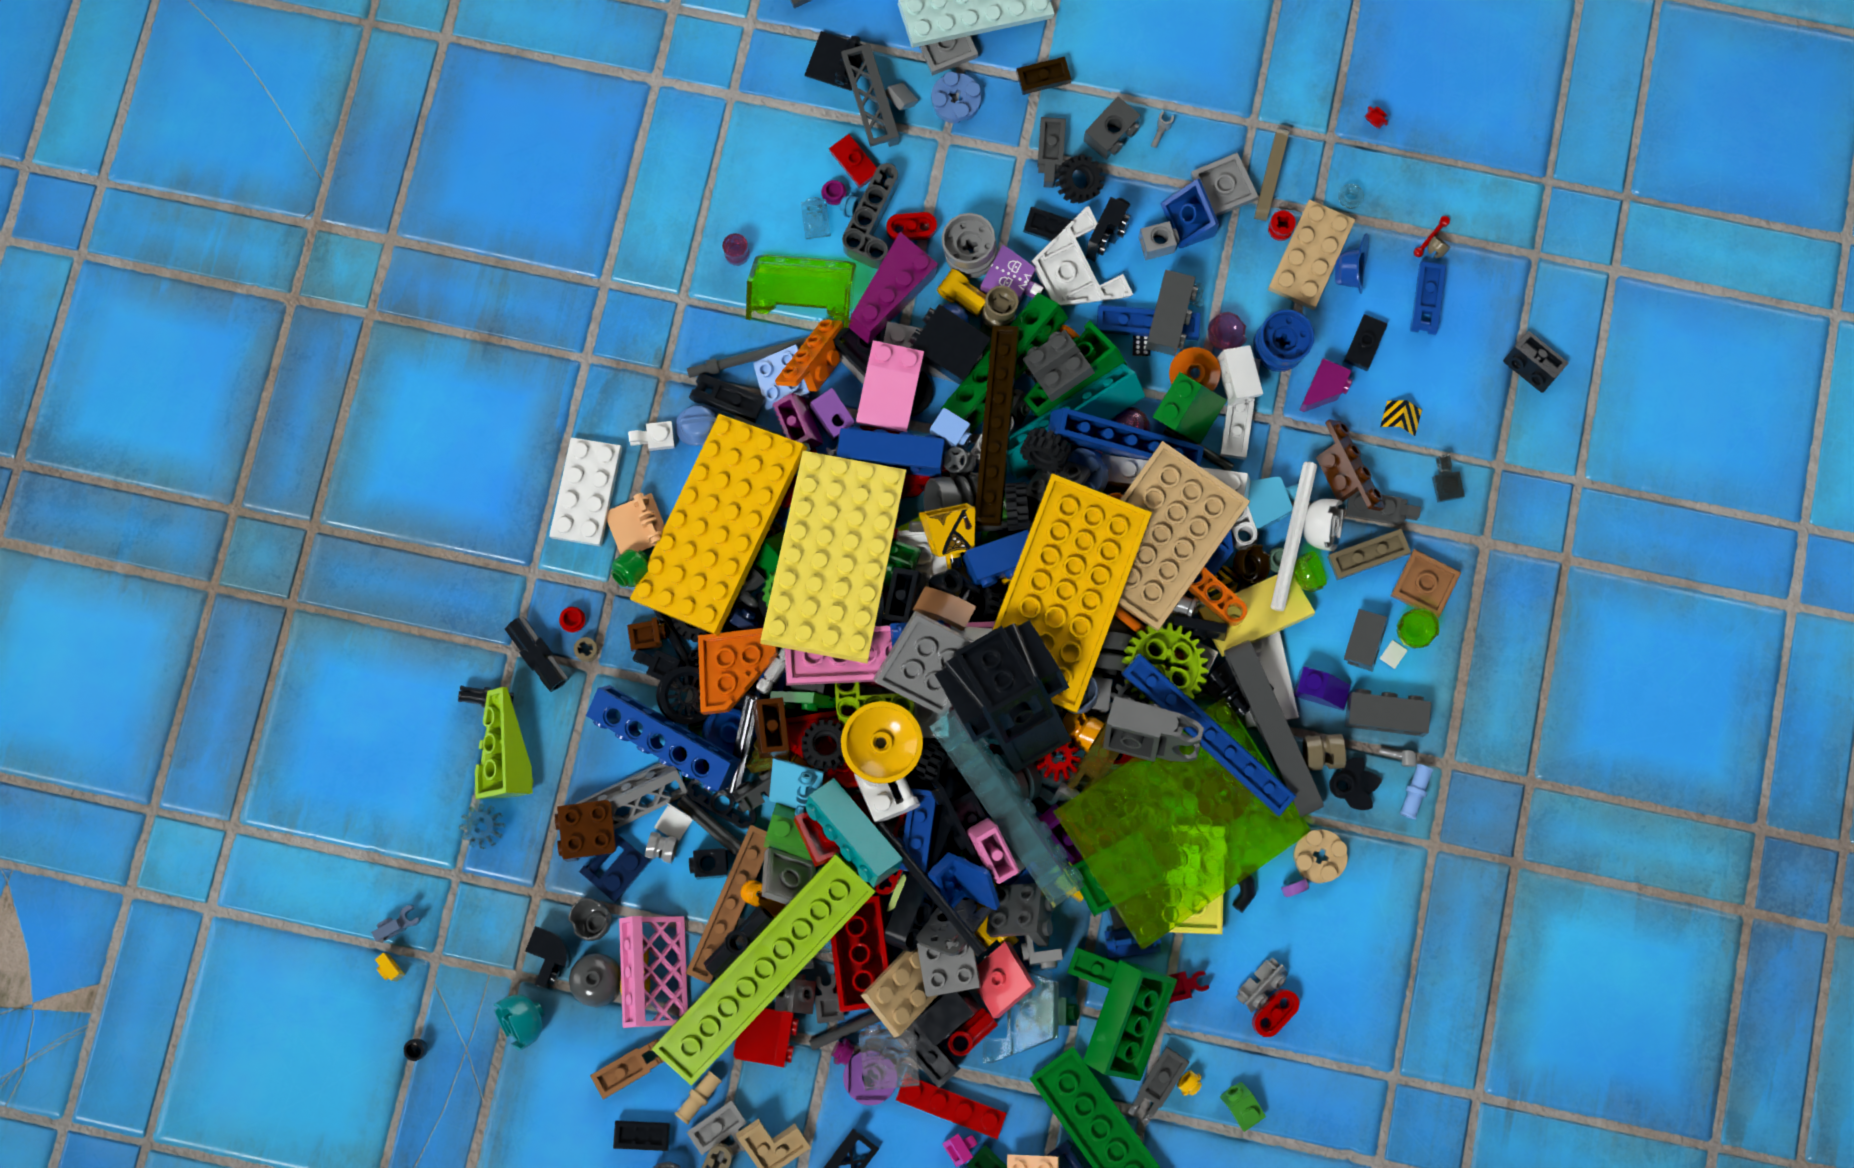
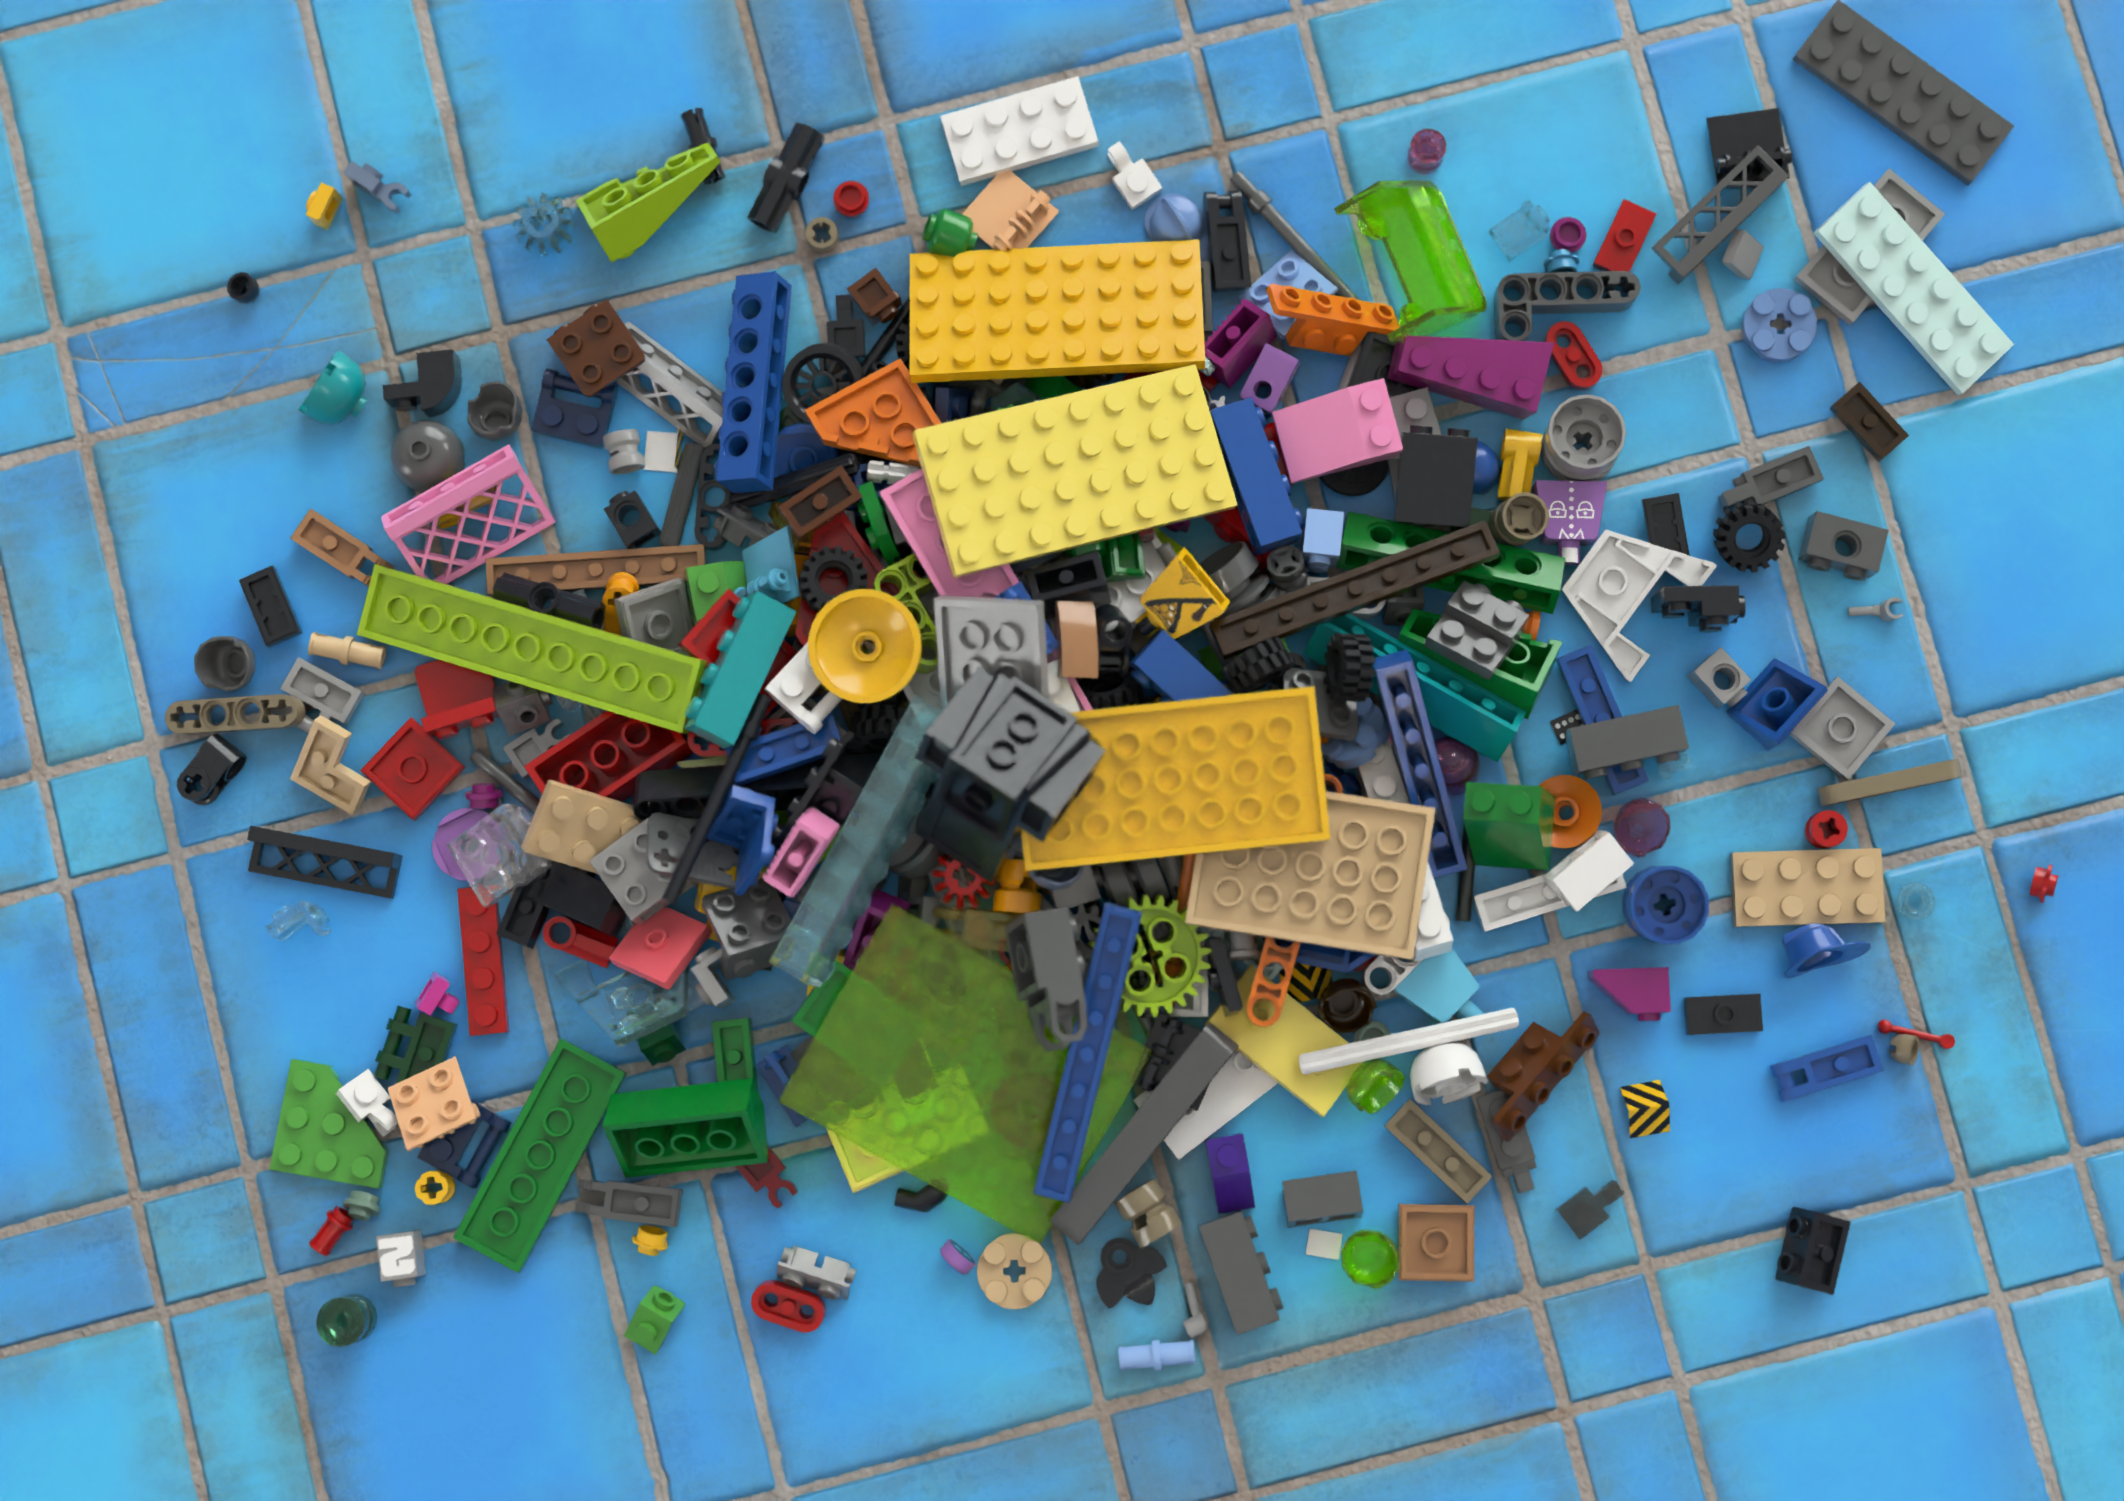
camera: 70 degrees right, 5 degrees up
(761, 574) = (1016, 395): none -> clear light blue tile
(800, 1091) = (413, 769): none -> red plate

